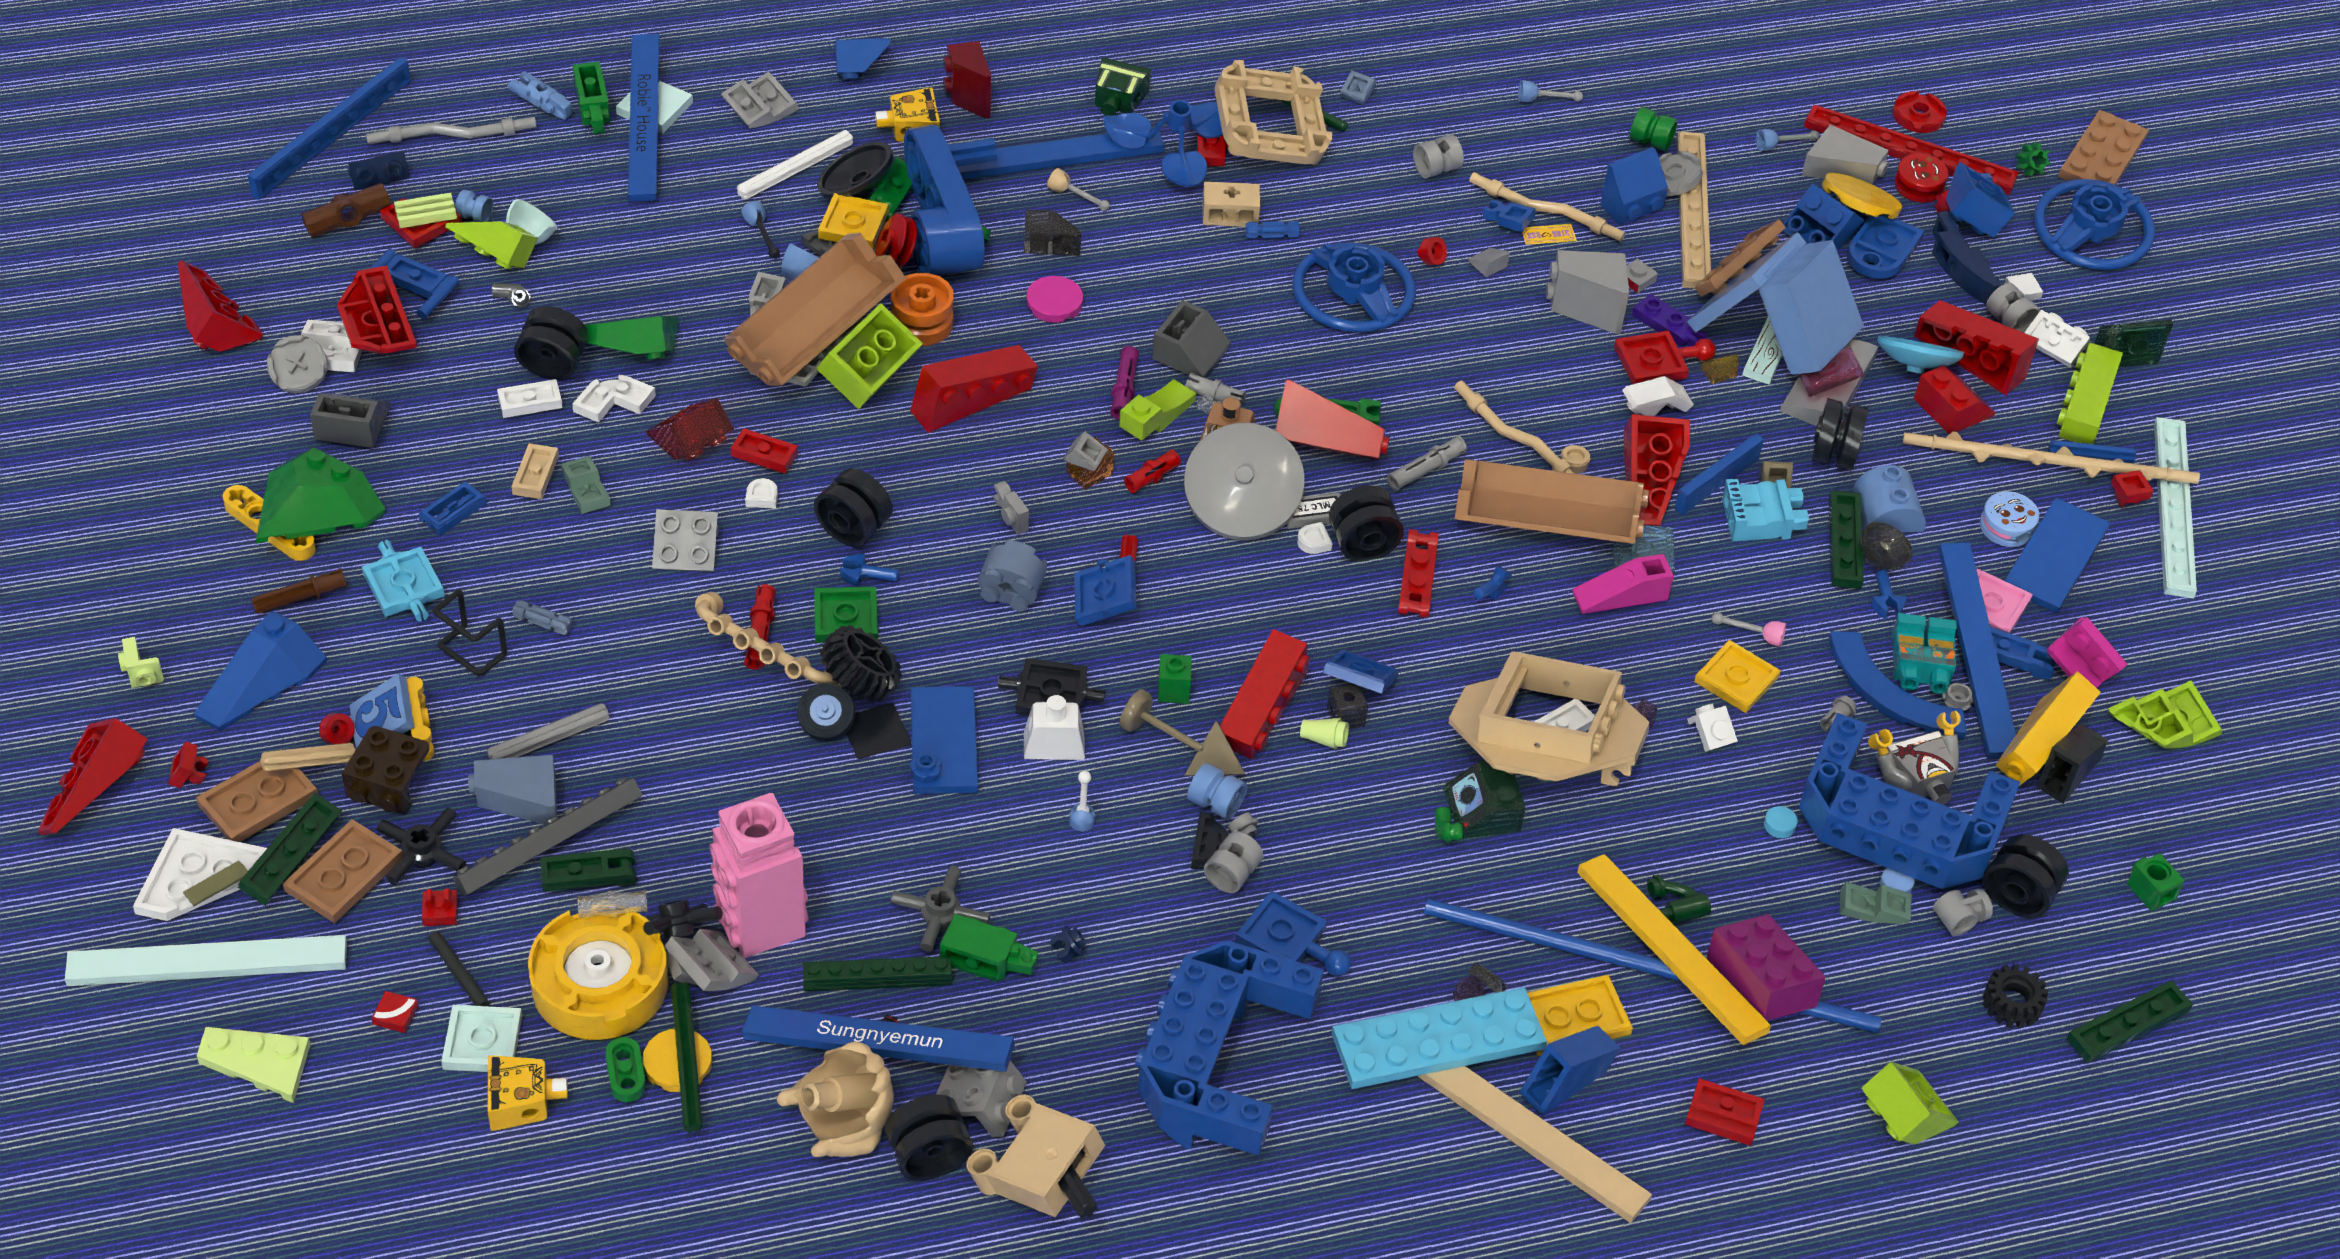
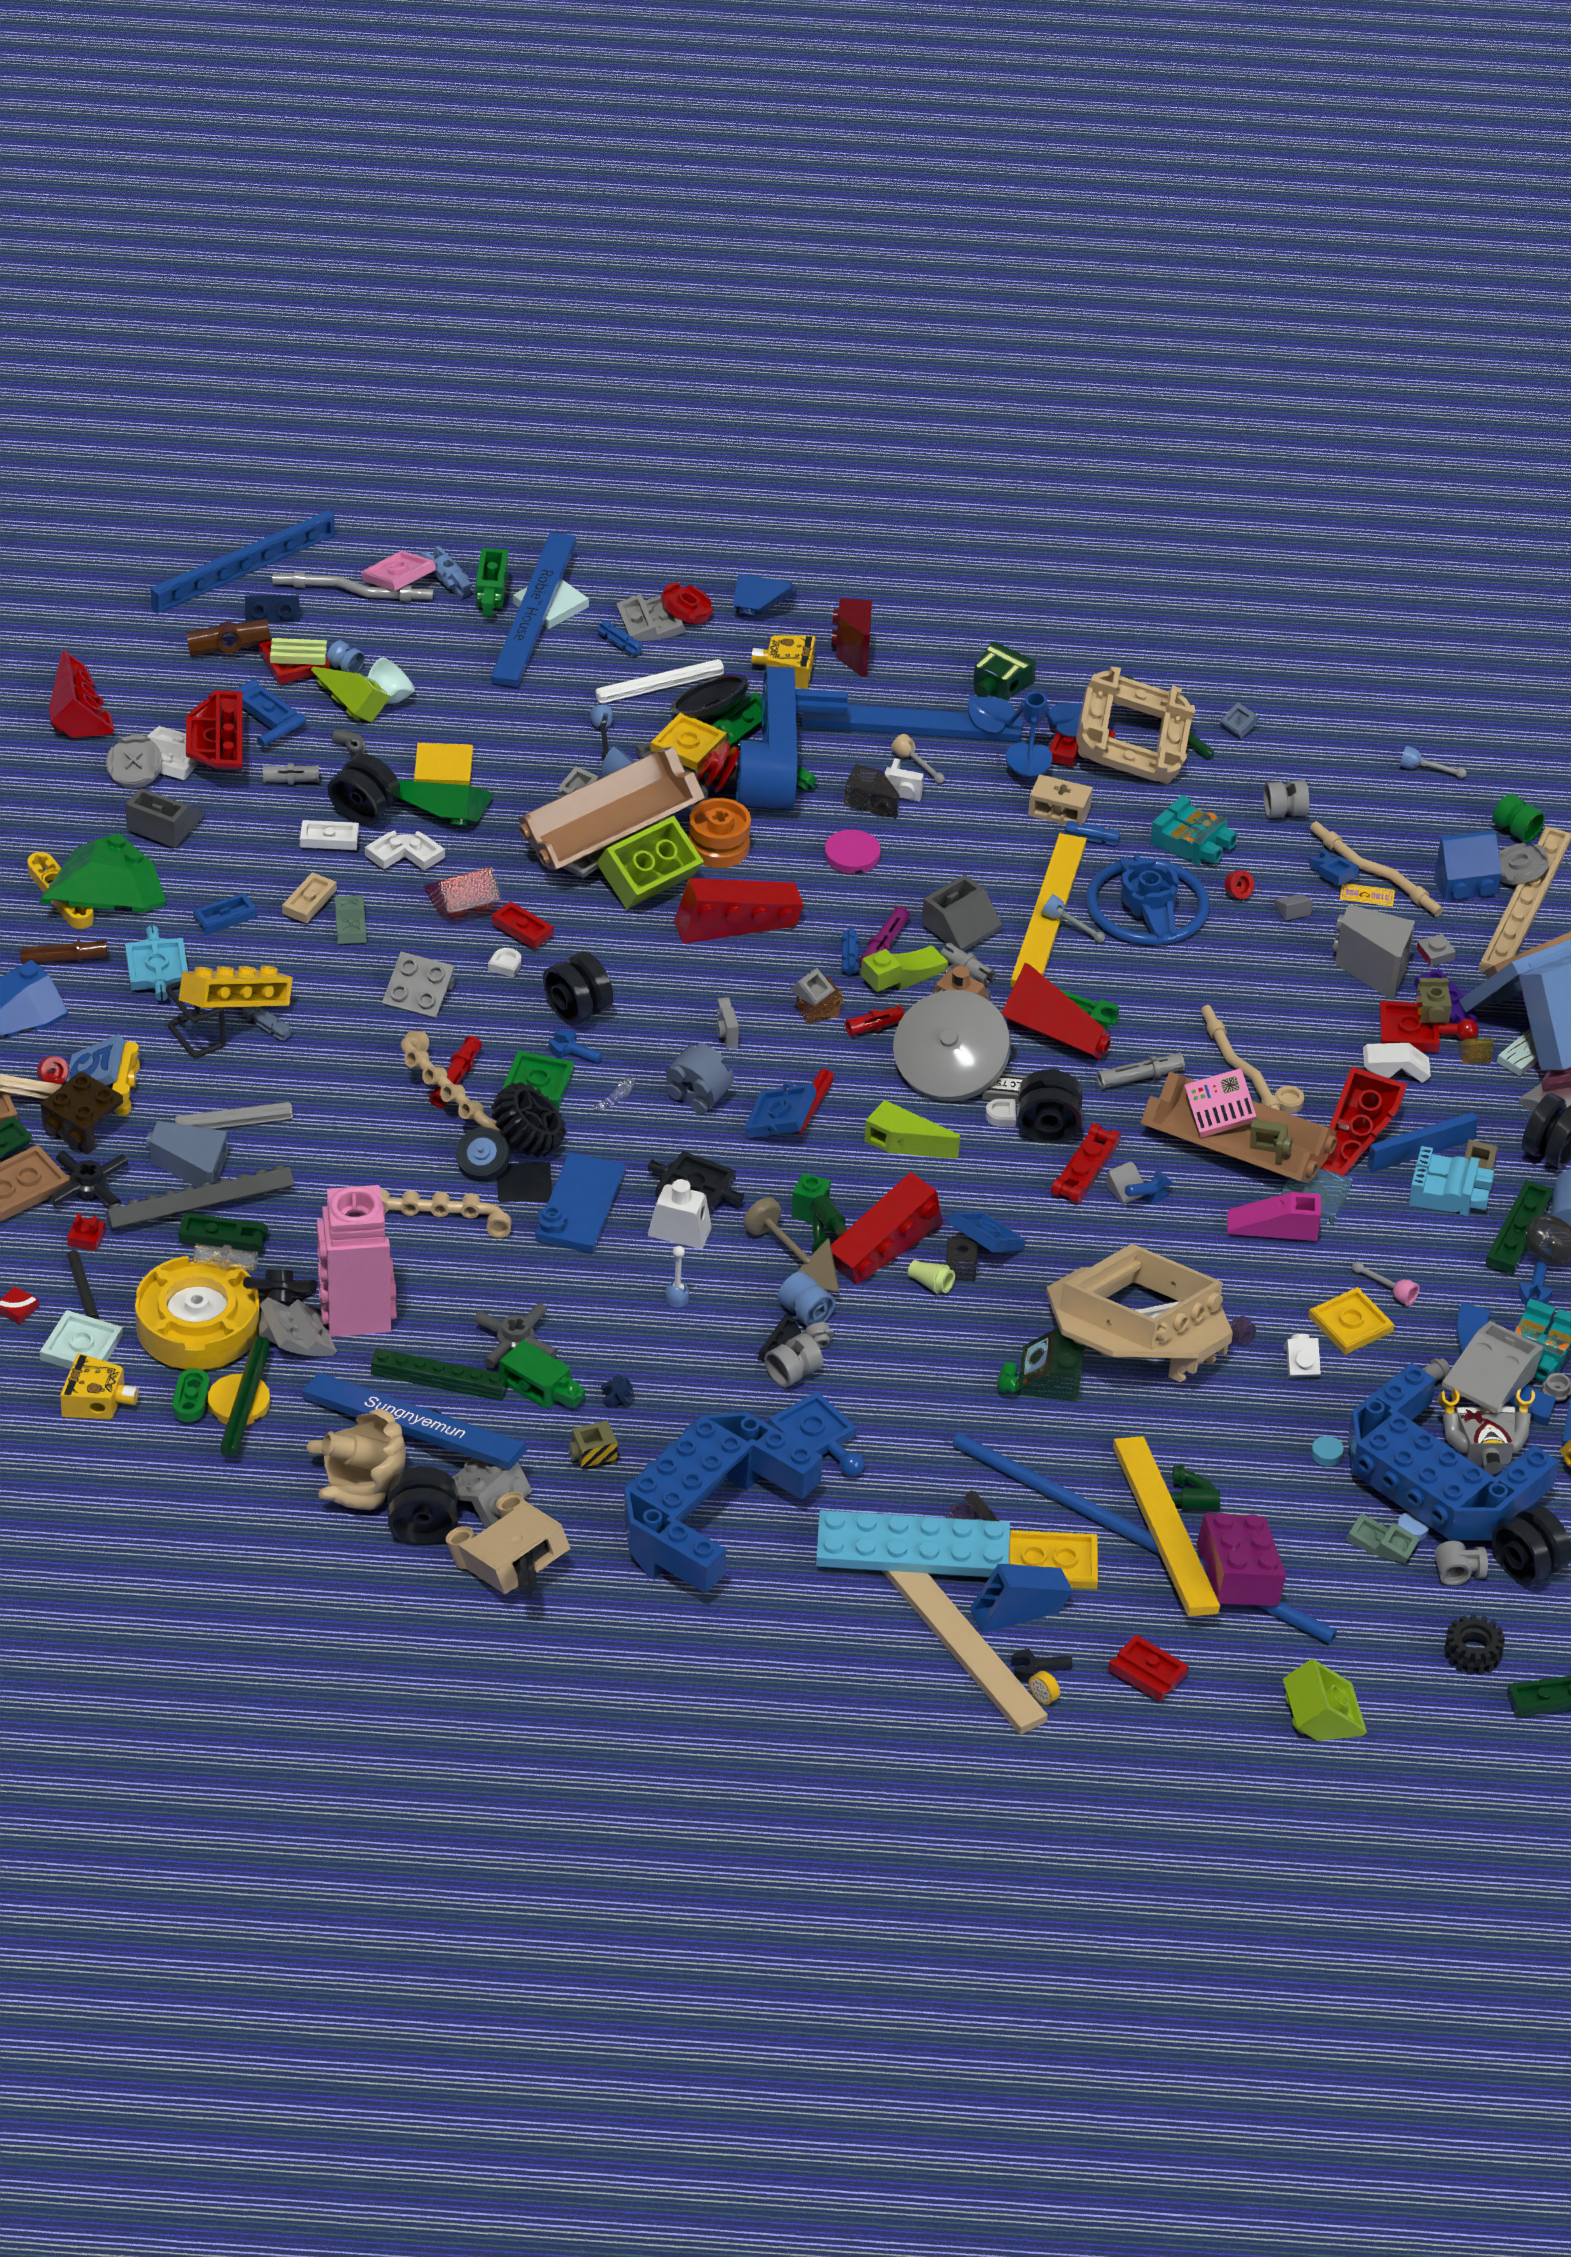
camera: 20 degrees right, 5 degrees down
(464, 341) = (290, 774): none -> light grey pin
(492, 104) = (398, 570): none -> bright pink plate
(504, 592) = (235, 987): none -> yellow brick
(616, 297) = (444, 763): none -> yellow tile
(738, 128) = (620, 638): none -> blue axle
(791, 79) = (686, 603): none -> red tile
(870, 785) = (470, 1207): none -> tan bar
(934, 608) = (617, 1095): none -> clear helmet
(1071, 1013) = (593, 1444): none -> olive brick
(1078, 215) = (907, 783): none -> white bracket
(1097, 404) = (850, 952): none -> blue axle
(1203, 693) = (825, 1215): none -> dark green plant
(1236, 584) = (909, 1134): none -> lime slope
(1266, 317) = (1057, 881): none -> yellow tile
(1276, 315) = (1056, 908): none -> hinge
(1367, 209) = (1192, 832): none -> teal hips
(1462, 584) = (1120, 1177): none -> light grey slope
(1523, 480) = (1220, 1102): none -> bright pink tile
(1586, 504) = (1271, 1137): none -> olive bracket
(1612, 1139) = (1034, 1664): none -> black bar
(1636, 1164) = (1044, 1687): none -> yellow tile
(1668, 328) = (1433, 1000): none -> olive brick
(1905, 695) = (1494, 1366): none -> light grey slope

